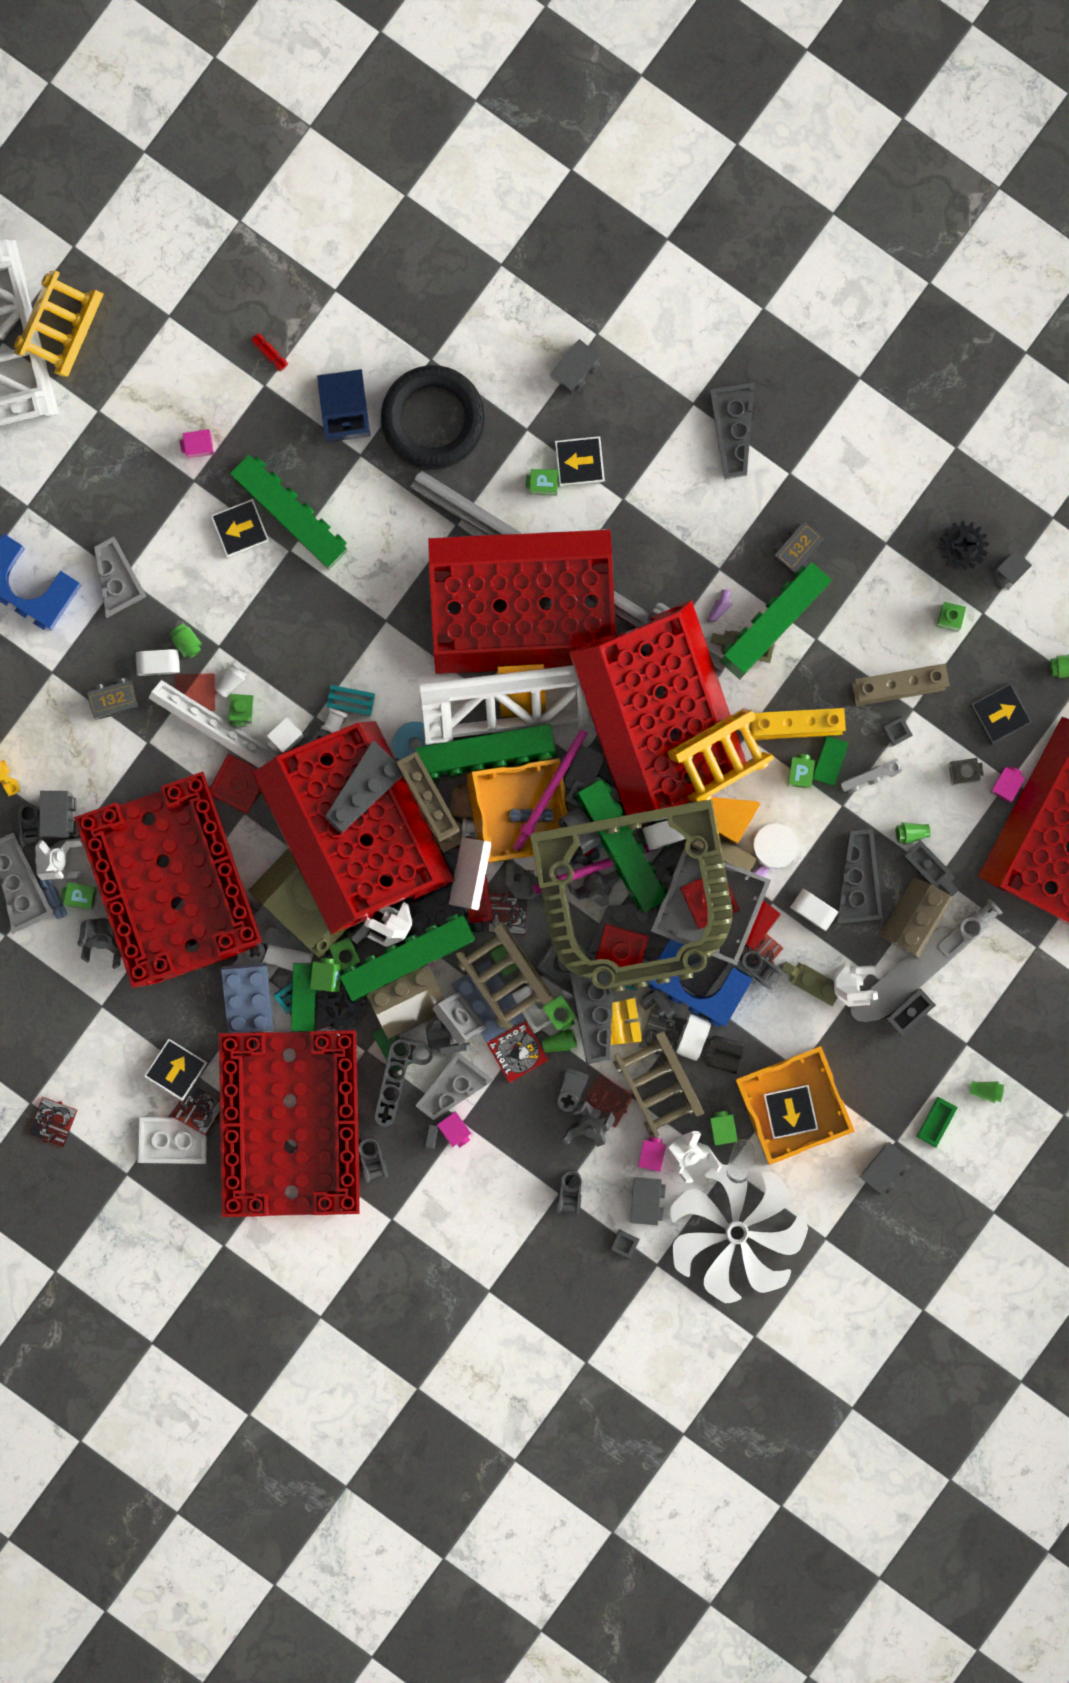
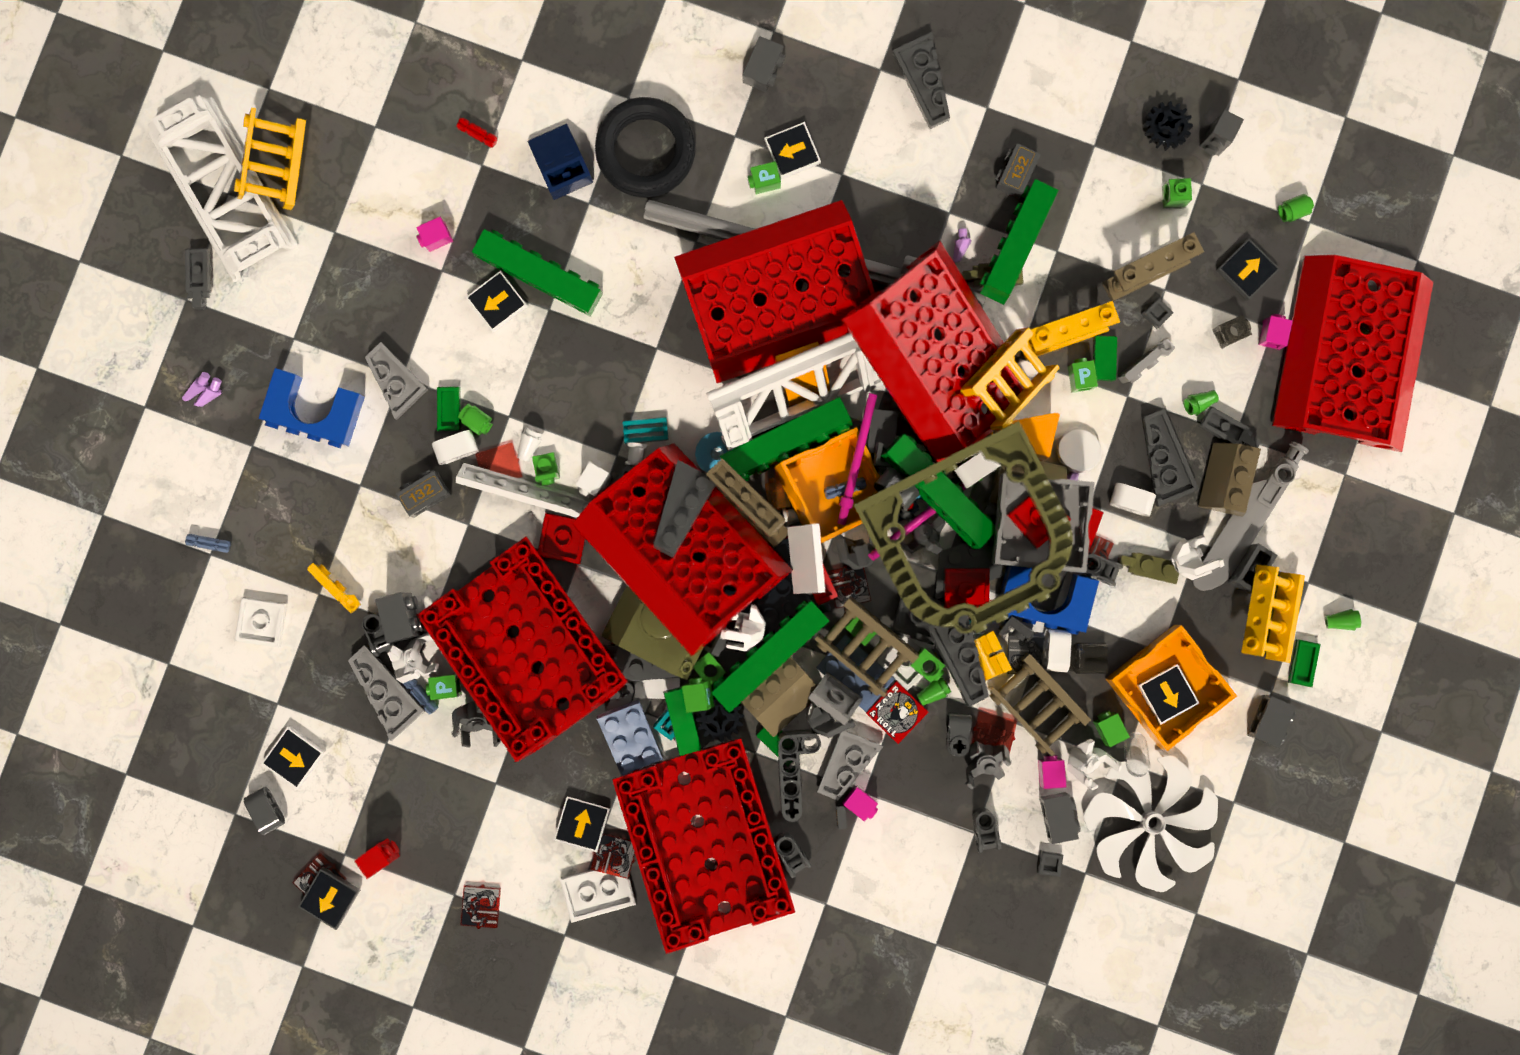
camera: 25 degrees left, 0 degrees up
(161, 622) = (448, 409): none -> green tile
(930, 1068) = (1284, 617): none -> yellow fence

